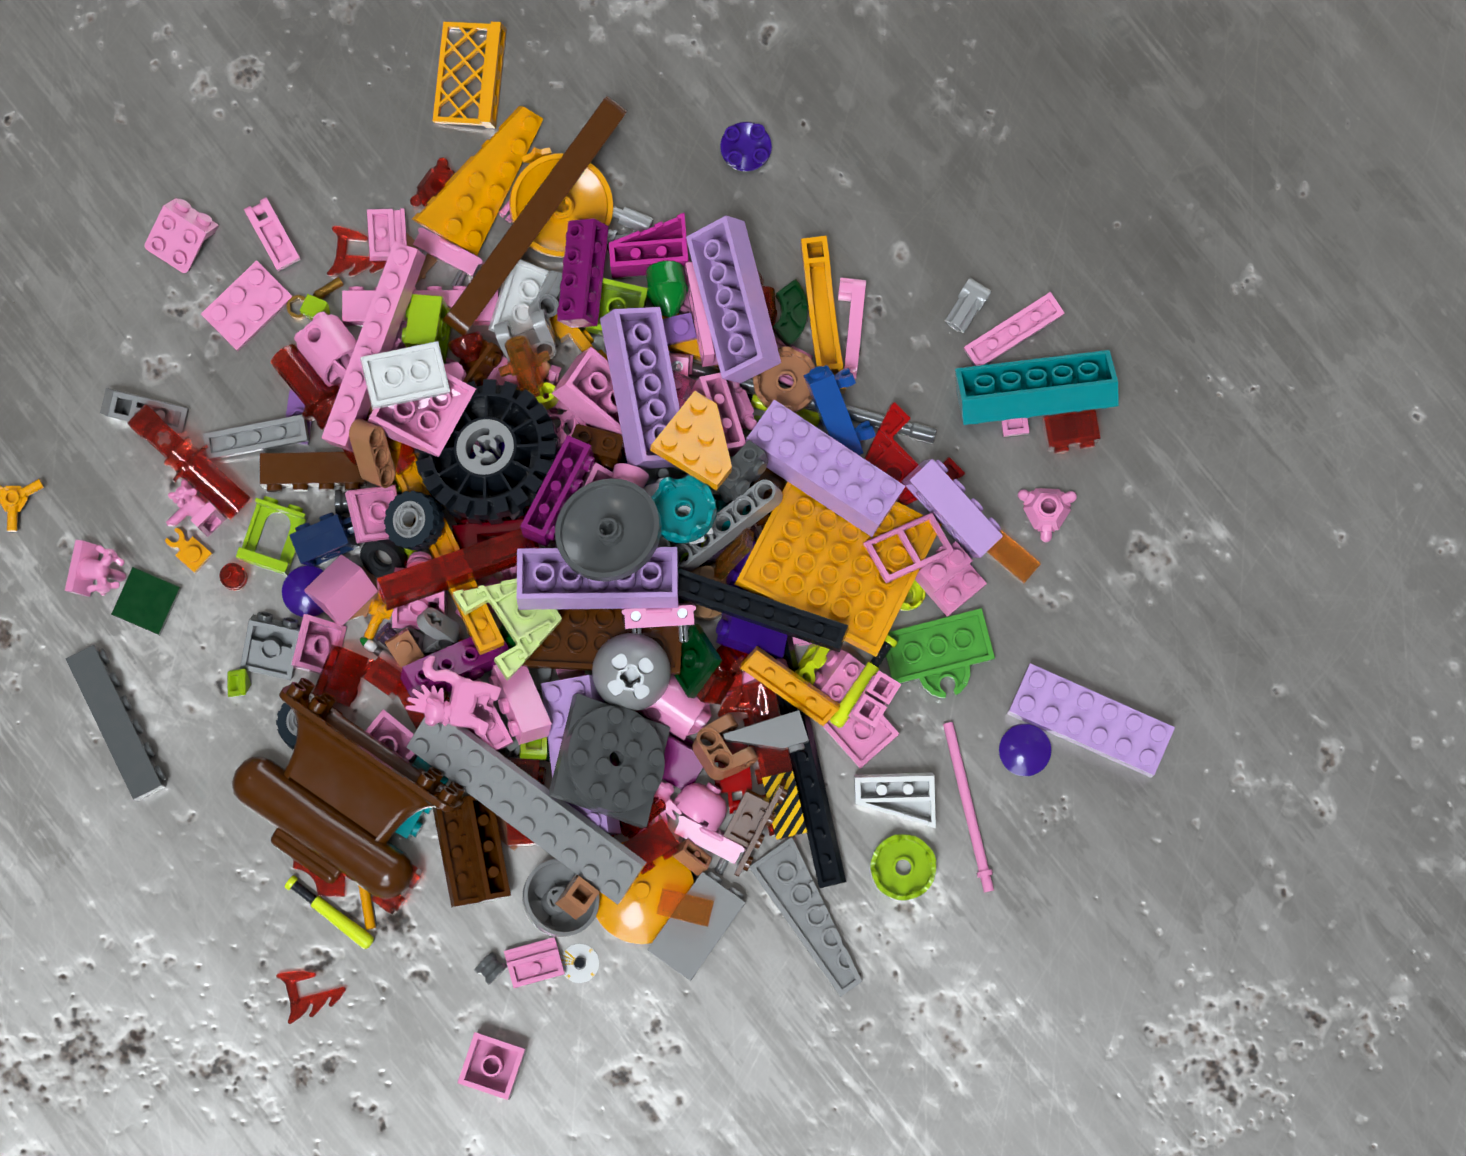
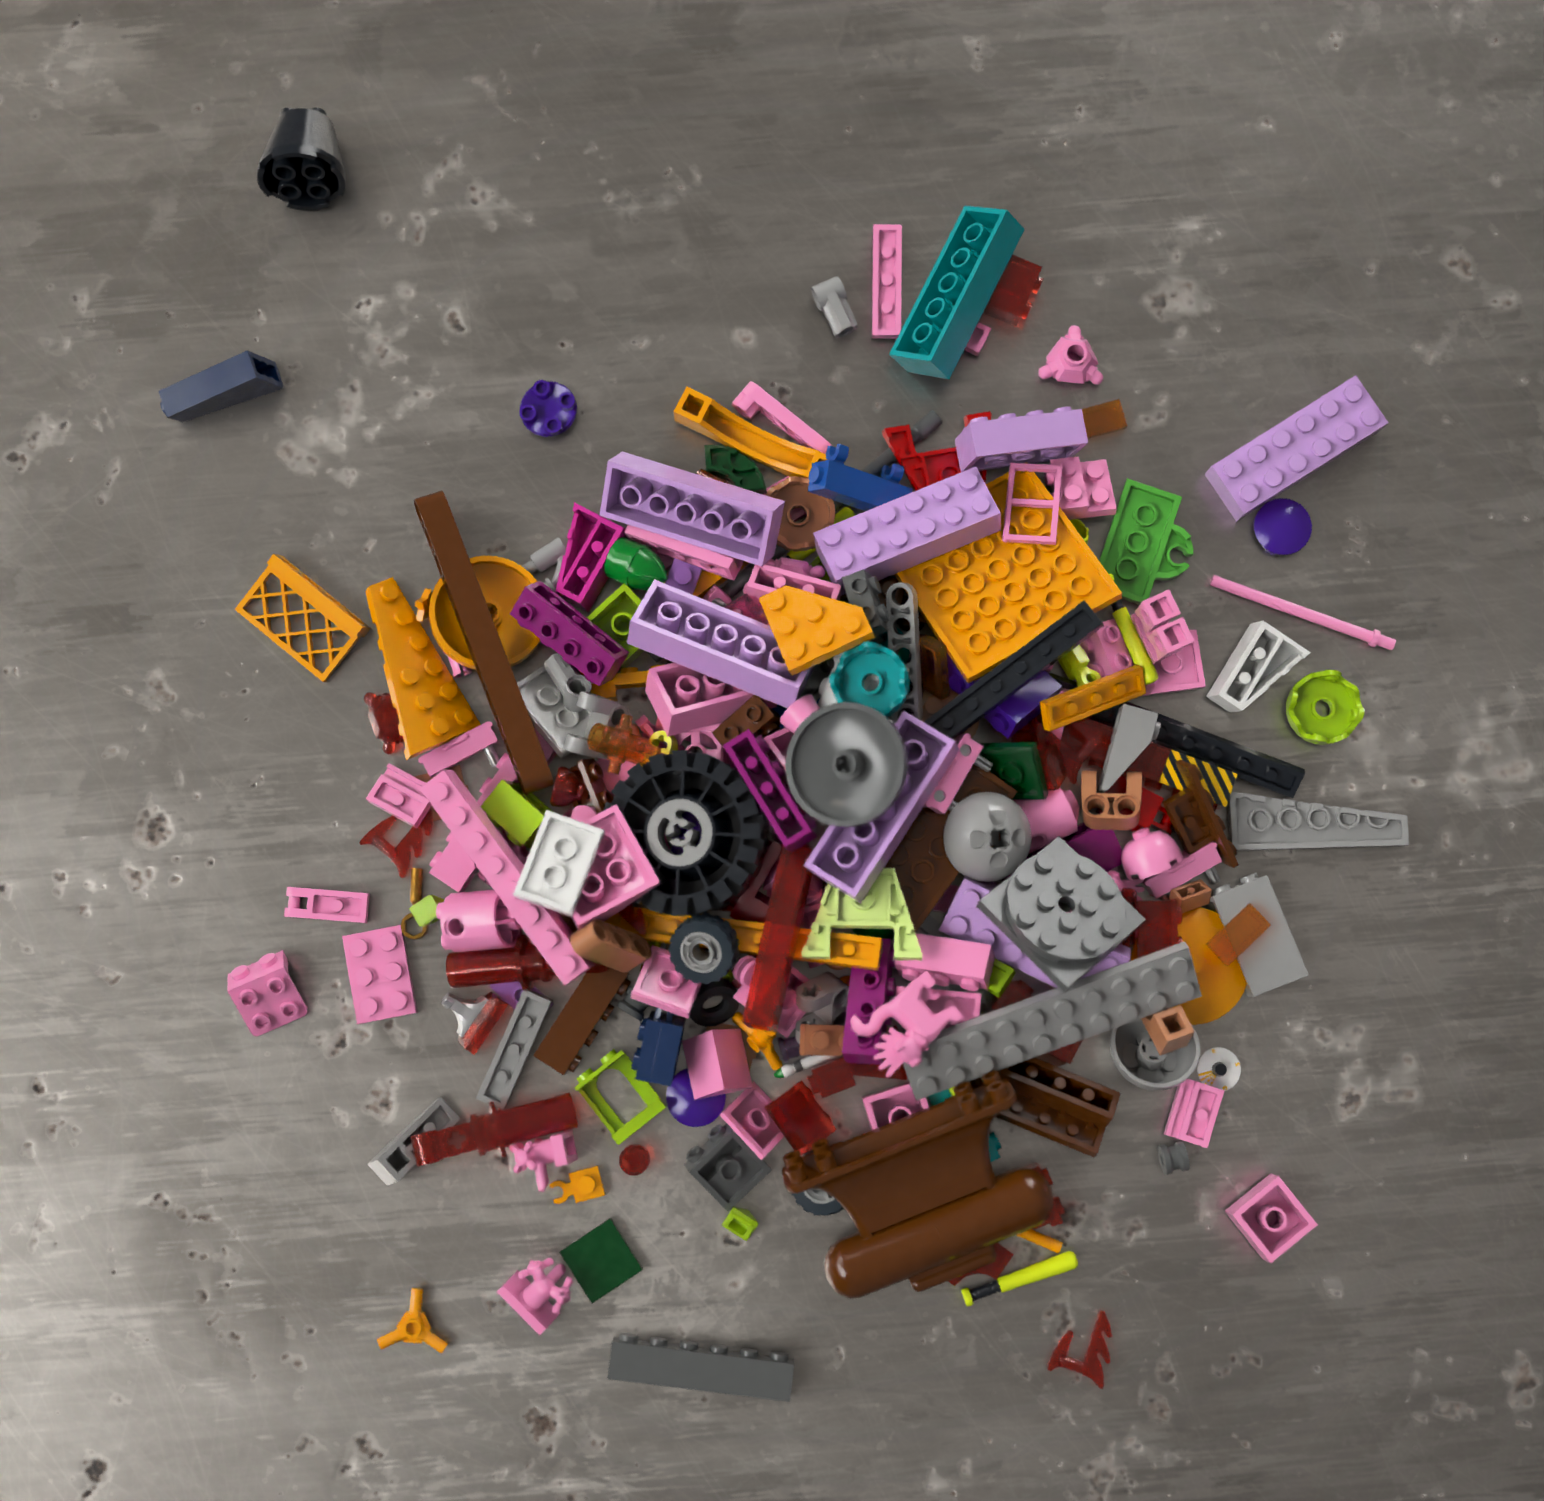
camera: 60 degrees left, 0 degrees up
(260, 393) = (475, 1017): none -> piece

